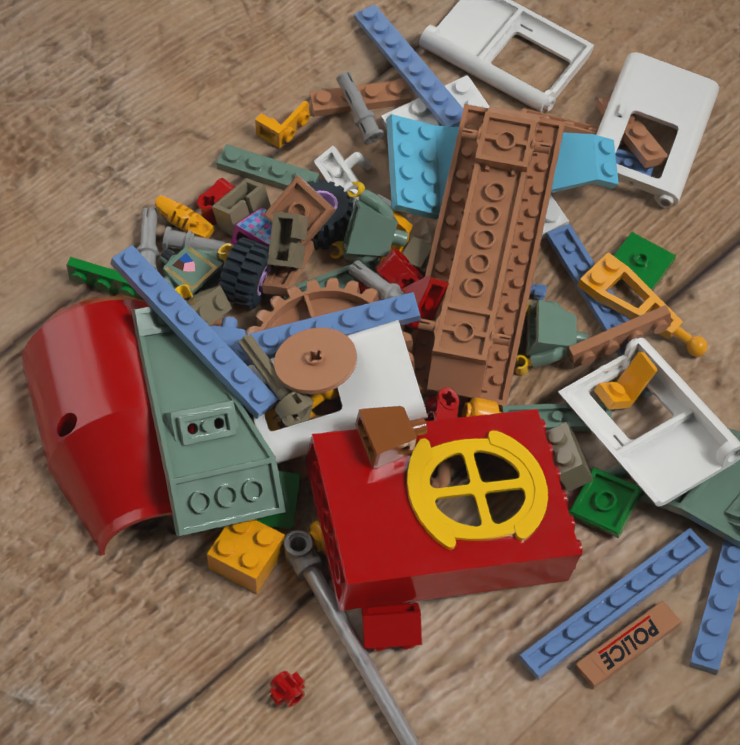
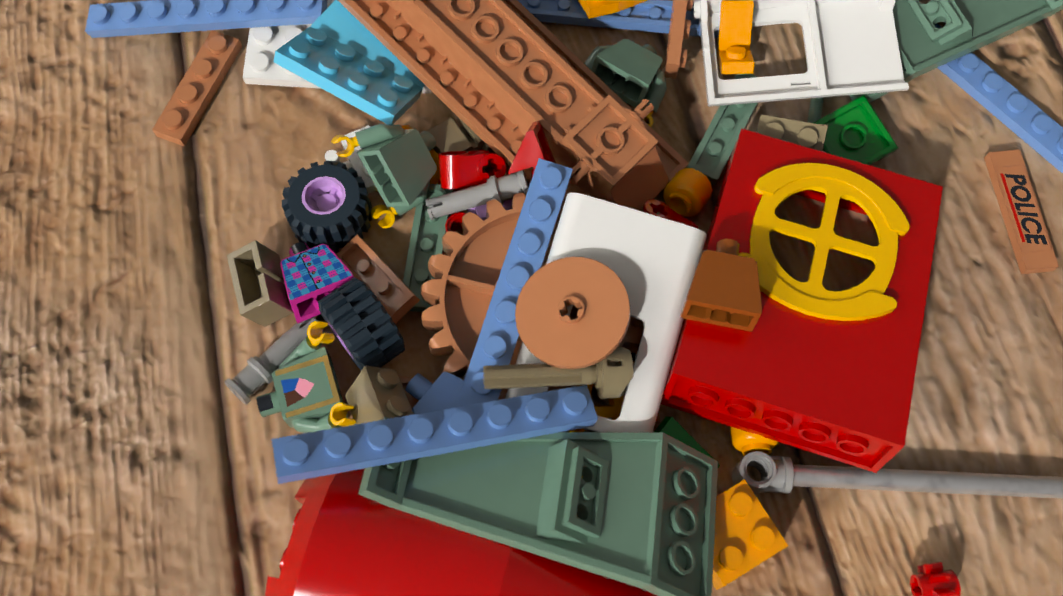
camera: 60 degrees left, 10 degrees up
(99, 277) = (242, 499): green plate -> none
(148, 236) = (239, 424): light grey pin -> none
(183, 217) = (222, 356): light orange hinge -> none
(212, 196) = (224, 308): red piece -> none
(261, 168) = (221, 232): sand green plate -> none
(277, 133) = (176, 195): light orange bracket -> none
(286, 238) = (360, 255): dark tan piece -> none
(303, 200) = (326, 221): nougat plate -> none
(339, 170) = (280, 158): white plate -> none
(363, 117) = (231, 94): light grey pin -> none
(392, 626) = (922, 429): red brick -> none
(613, 604) = (974, 202): medium blue plate -> none

